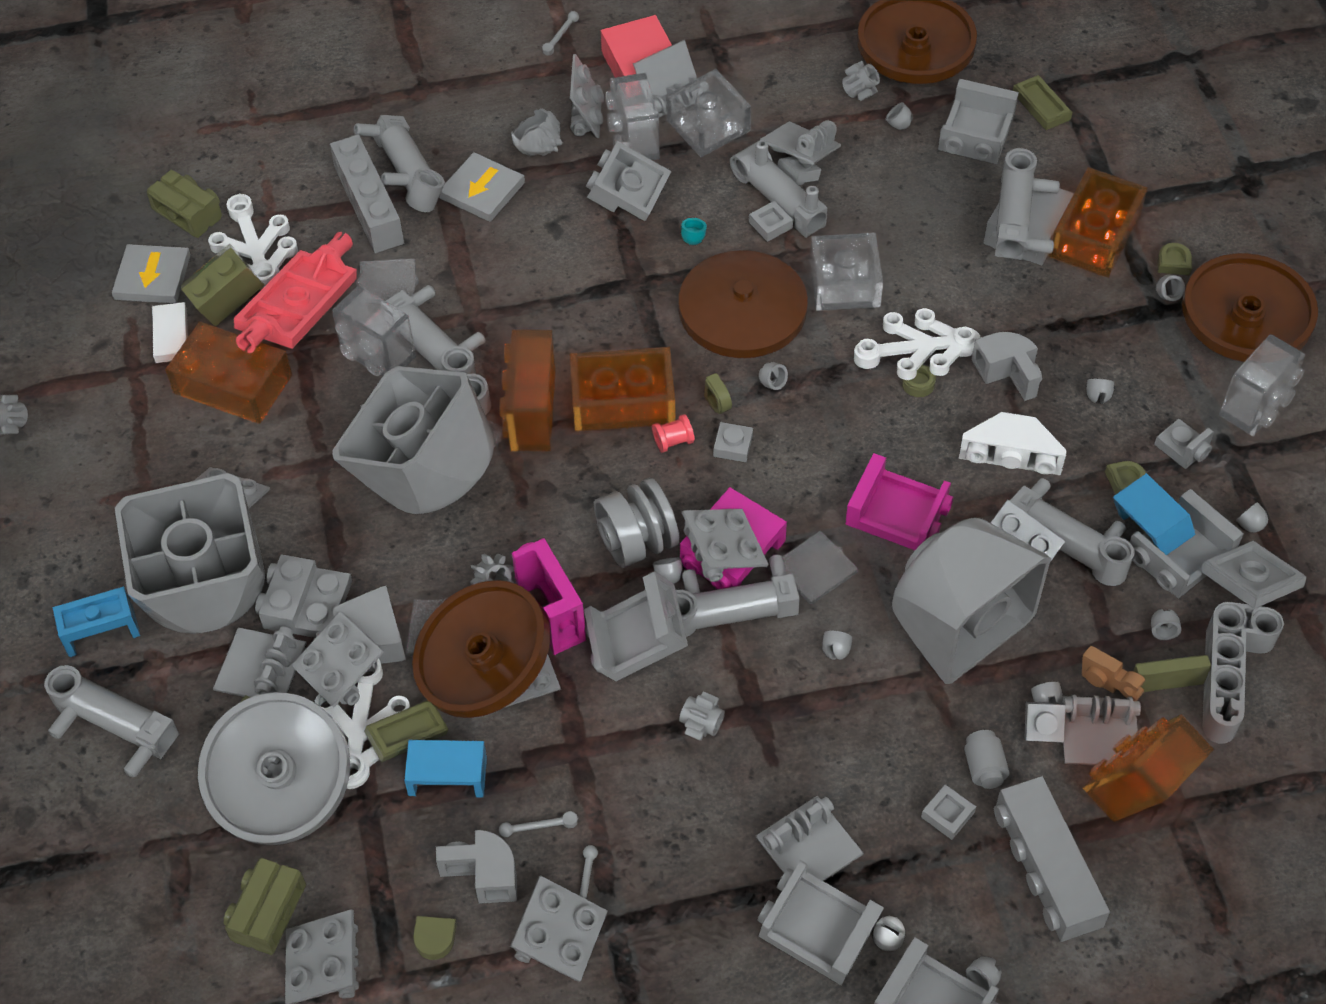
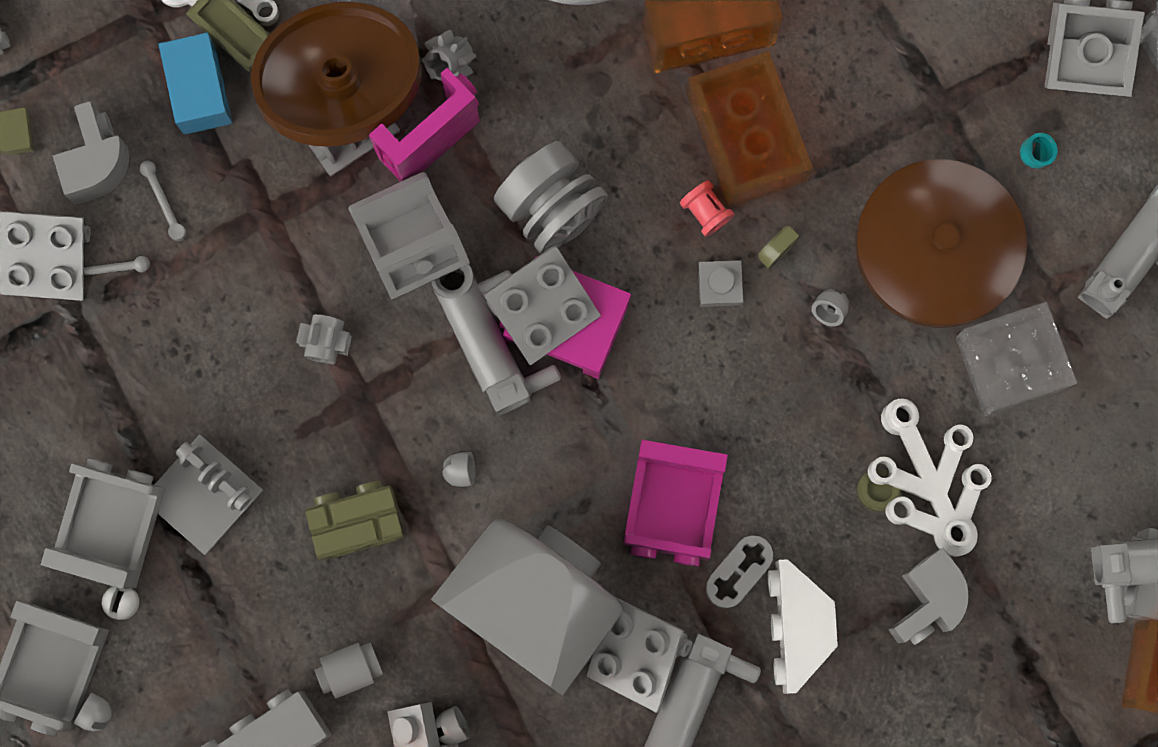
camera: 75 degrees right, 25 degrees up
(669, 568) = (513, 252): light grey hinge -> none
(770, 221) = (1084, 245): light grey plate -> none
(818, 567) = (567, 423): clear piece -> none
(864, 727) = (354, 521): none -> olive brick
(948, 812) = (273, 639): light grey plate -> none
(966, 475) = (747, 578): none -> light grey beam
(1099, 387) = (924, 722): light grey hinge -> none

